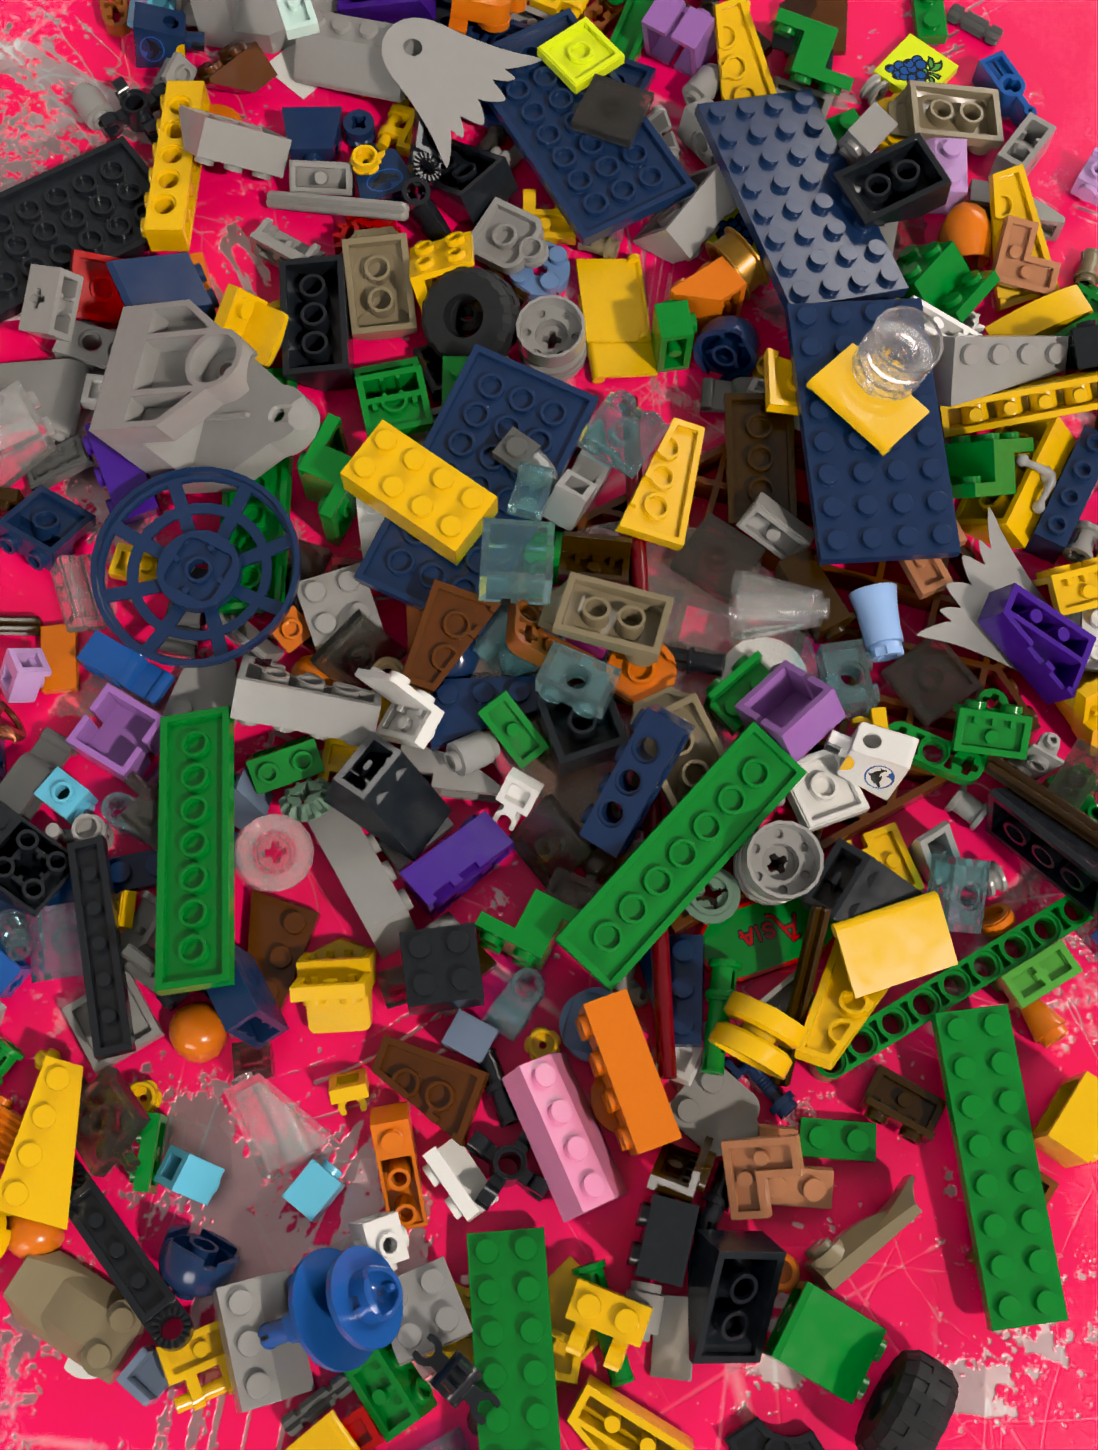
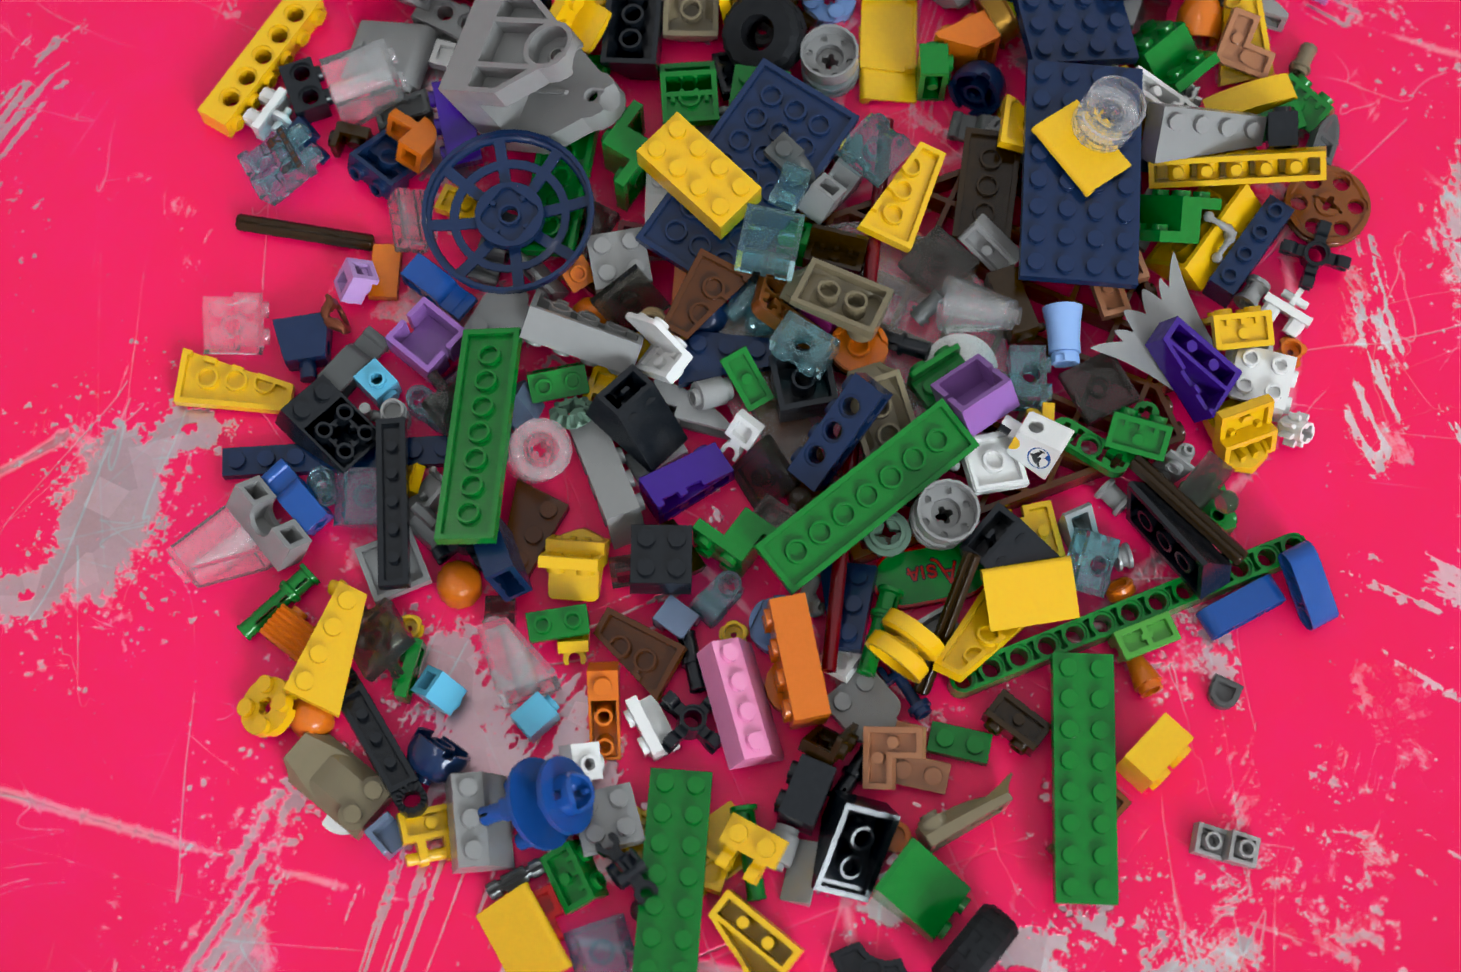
camera: 10 degrees right, 0 degrees up
(73, 495) = (414, 139): none -> orange brick
(326, 1067) = (558, 623): none -> green bracket
(714, 612) = (926, 308): none -> dark grey pin

